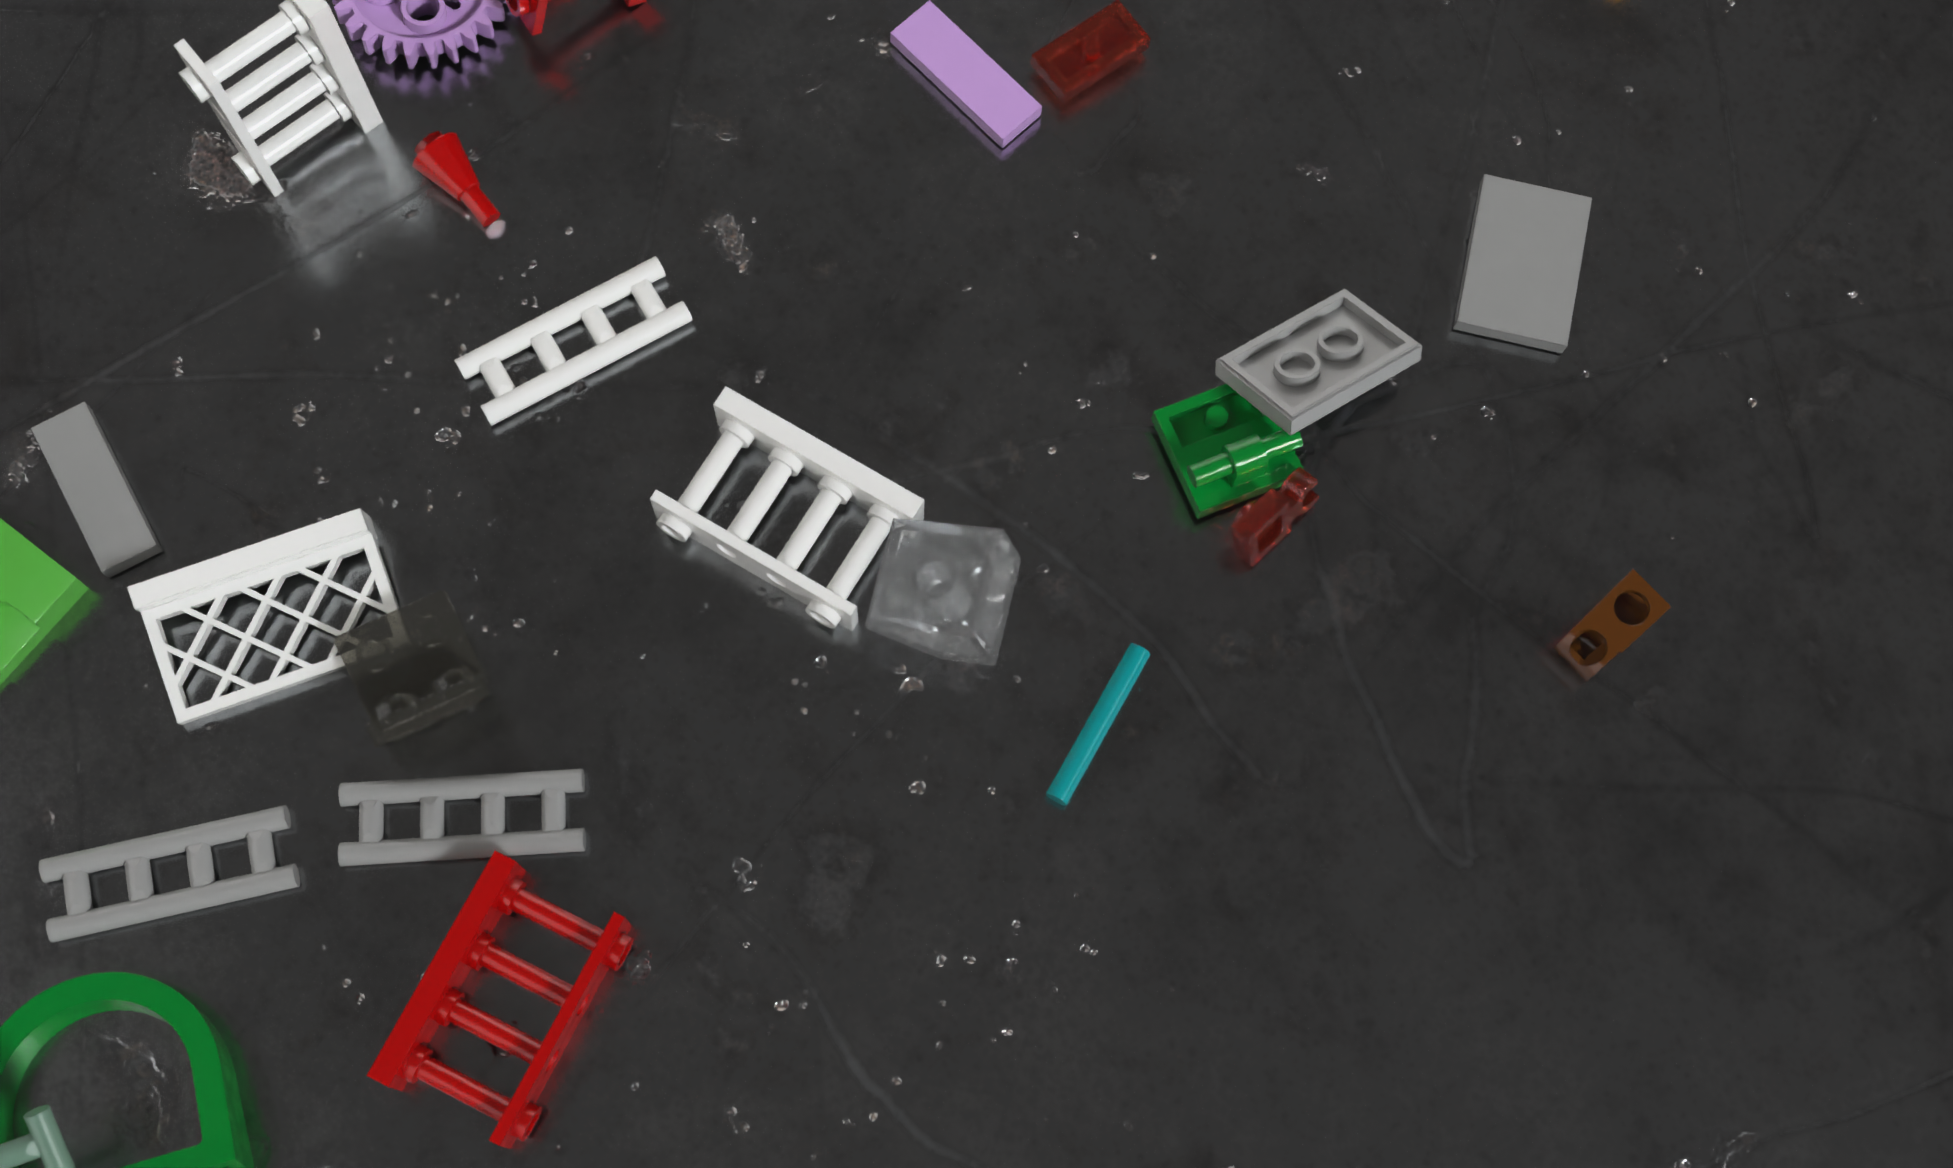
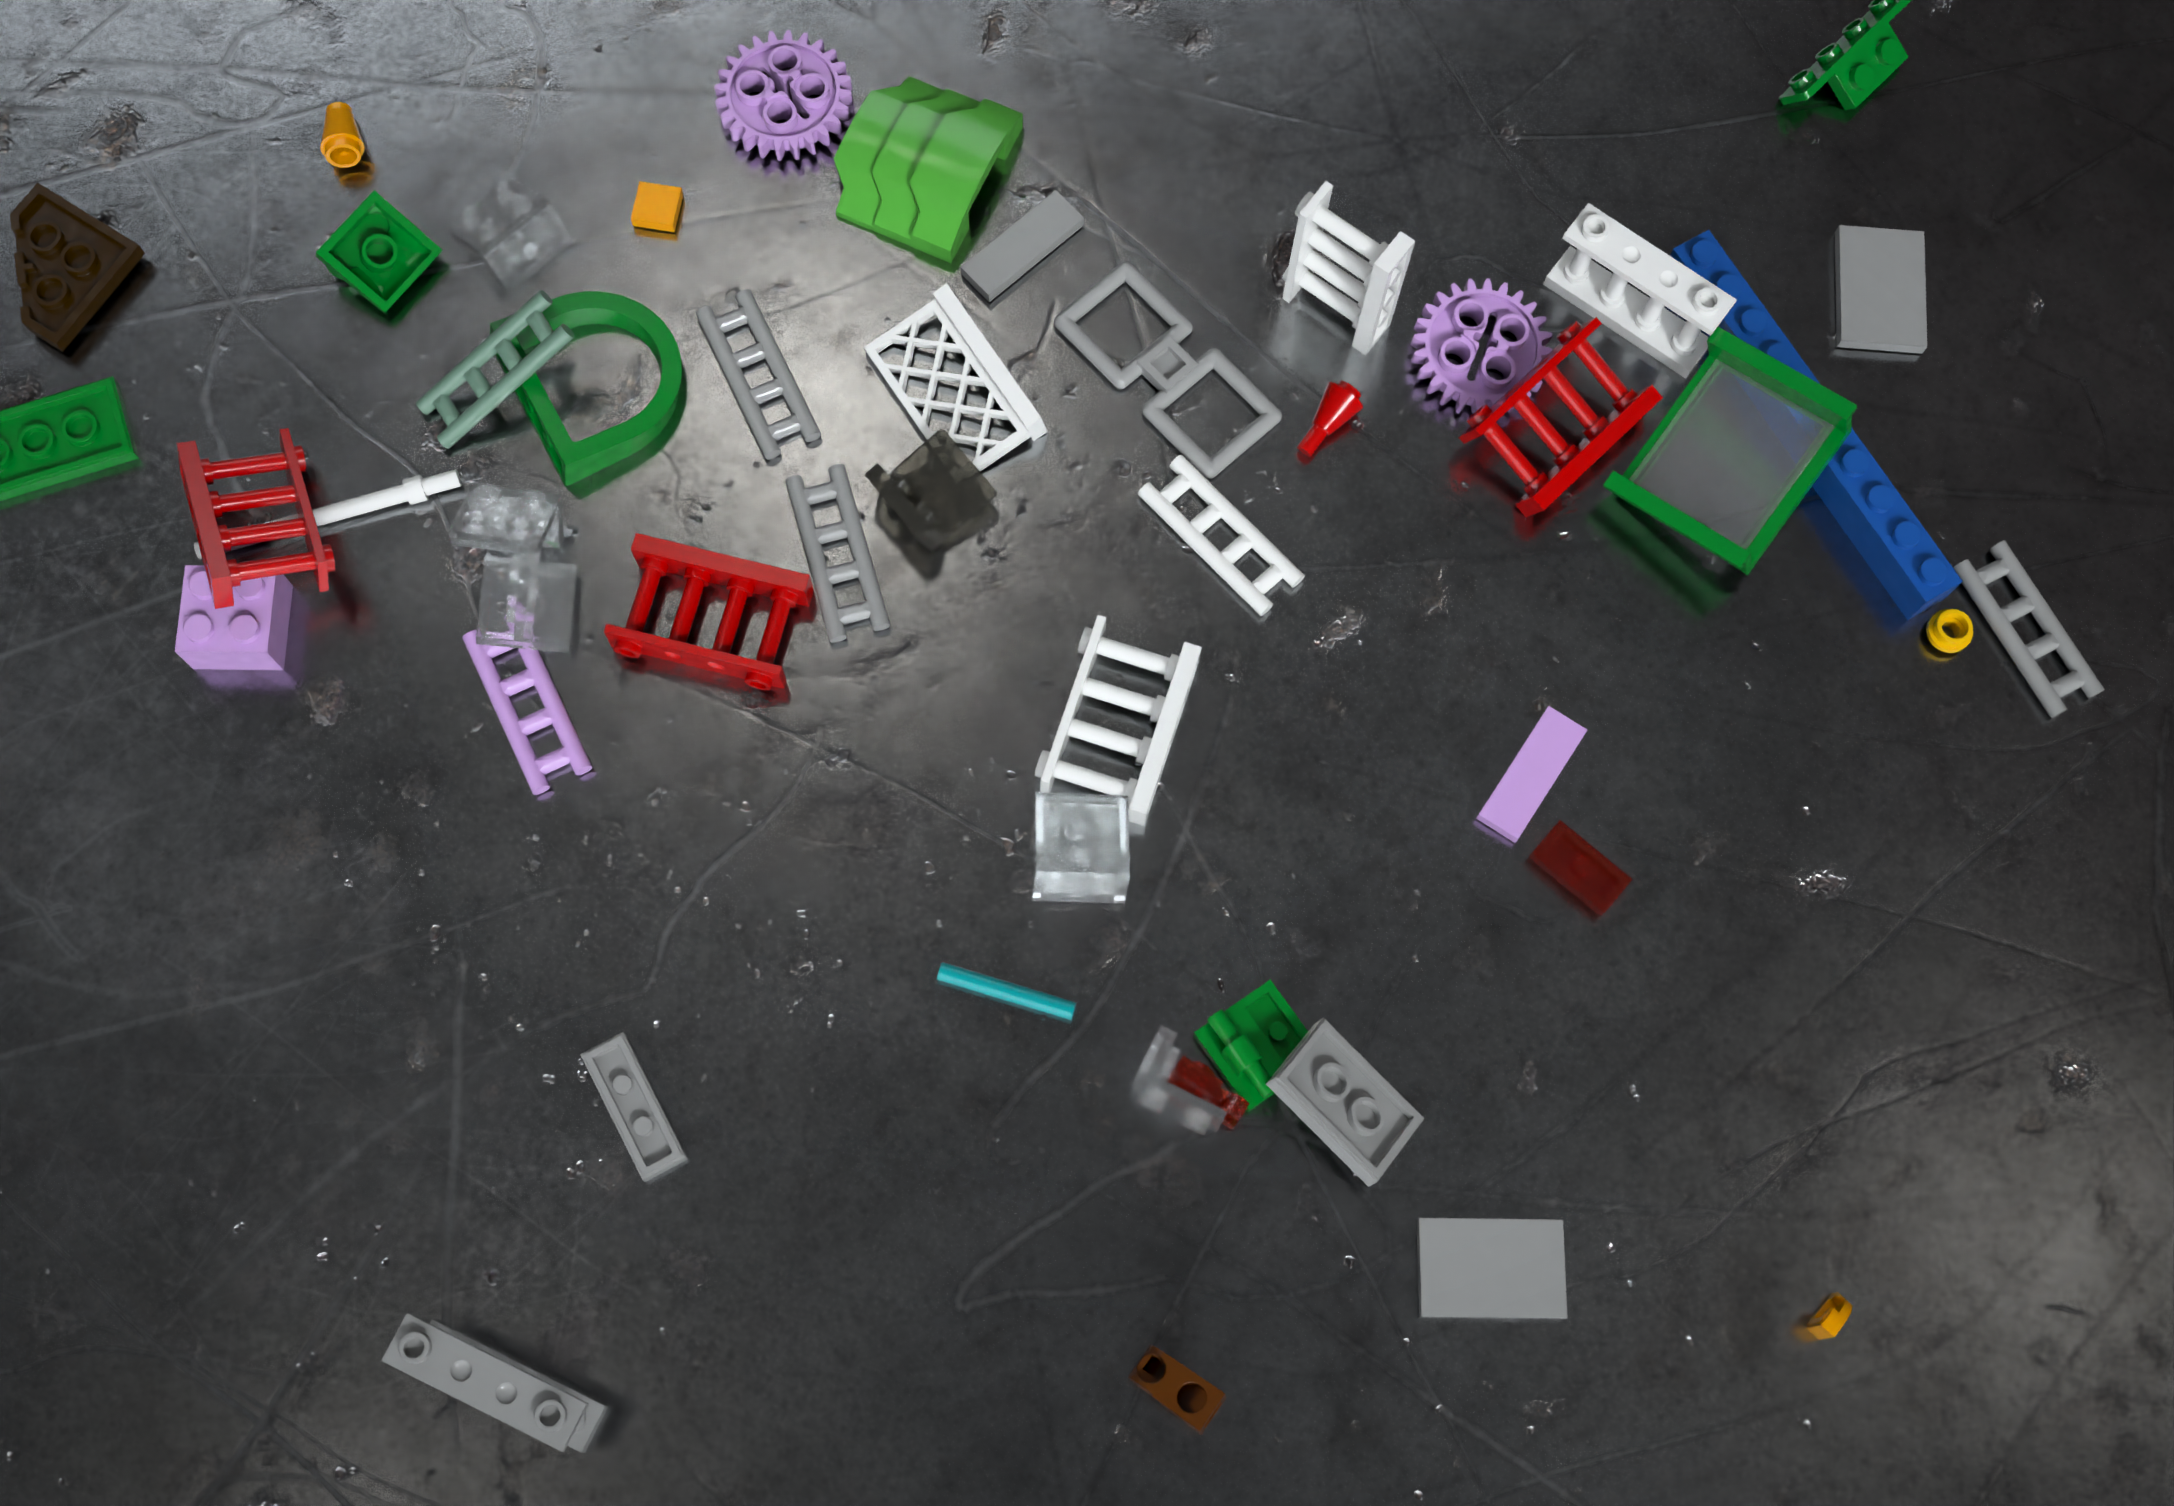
camera: 80 degrees right, 0 degrees up
(327, 352) = (1168, 369): none -> light grey bar
(1243, 564) = (1158, 1094): none -> clear bracket

